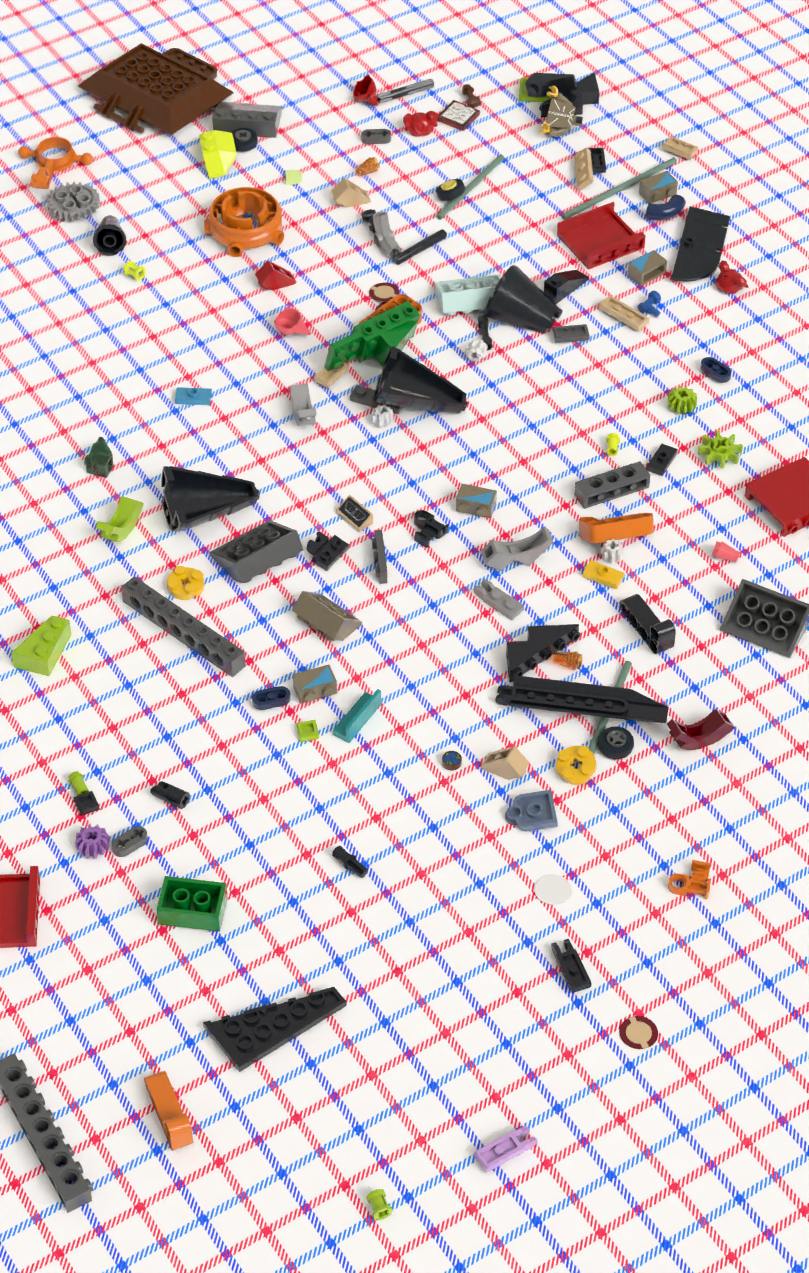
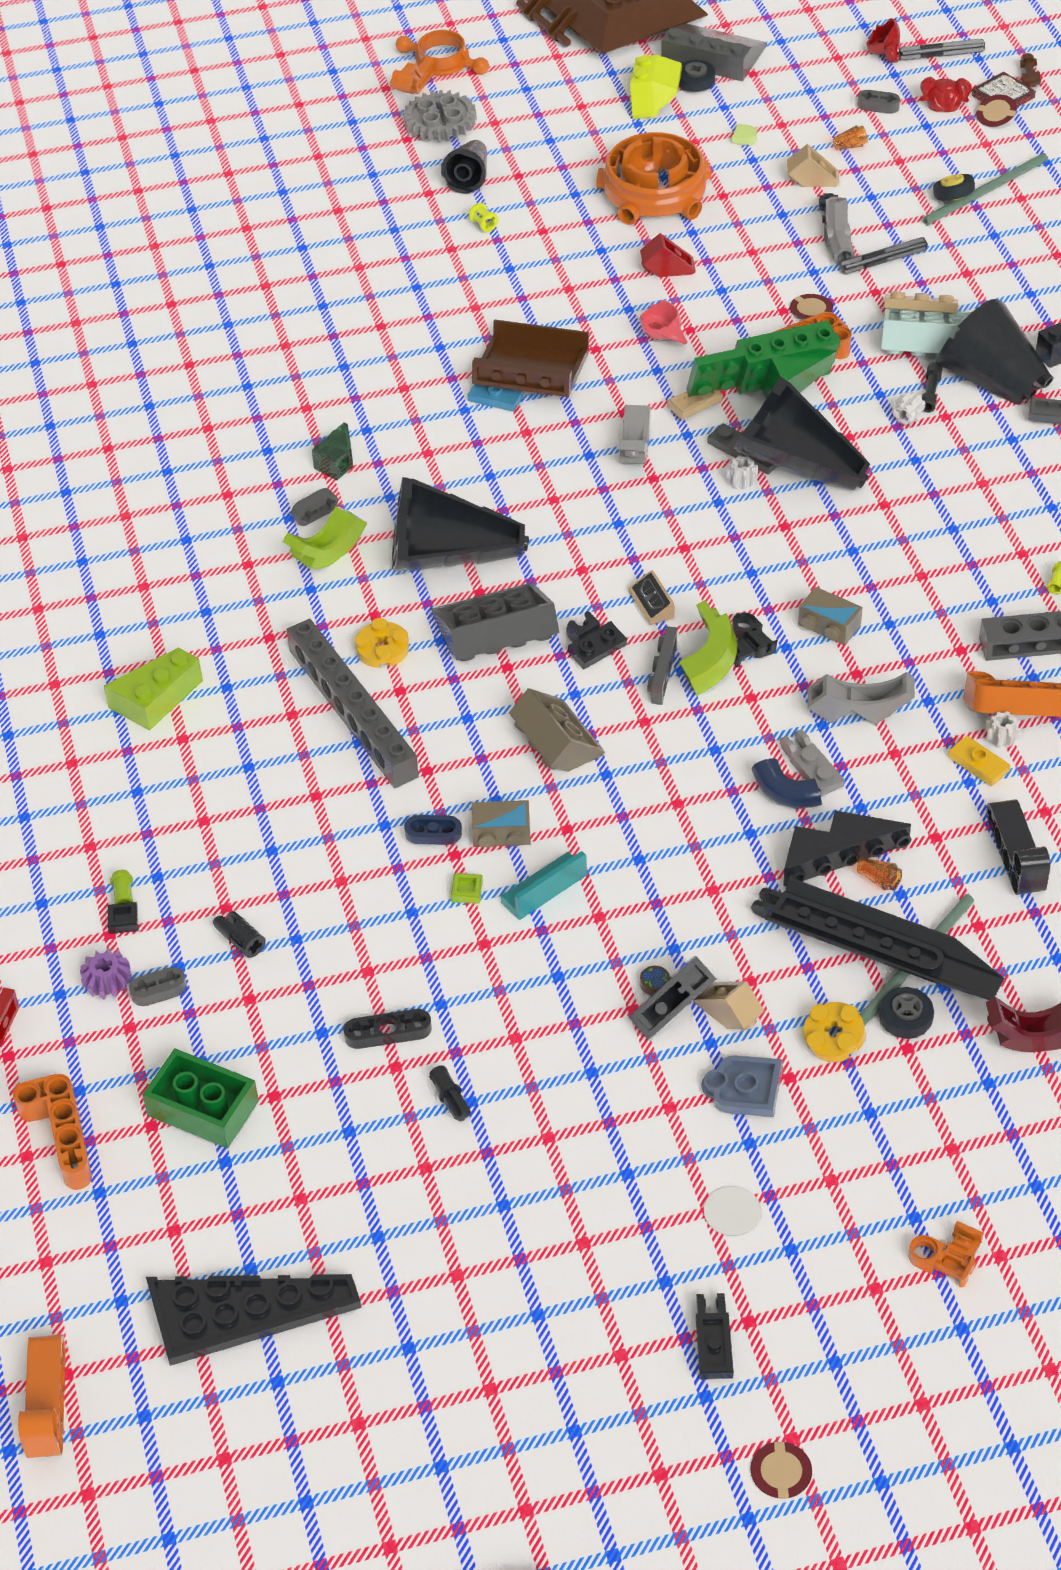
camera: 20 degrees right, 0 degrees up
(90, 932) = (55, 1099): none -> orange beam
(100, 499) = (314, 506): none -> dark grey beam
(210, 365) = (532, 358): none -> reddish brown panel
(299, 824) = (407, 1017): none -> black beam
(413, 546) = (718, 654): none -> lime arch
(457, 275) = (921, 302): none -> tan plate
(458, 129) = (996, 110): none -> sticker
(469, 766) = (672, 997): none -> slope
(488, 620) = (783, 789): none -> dark blue cylinder

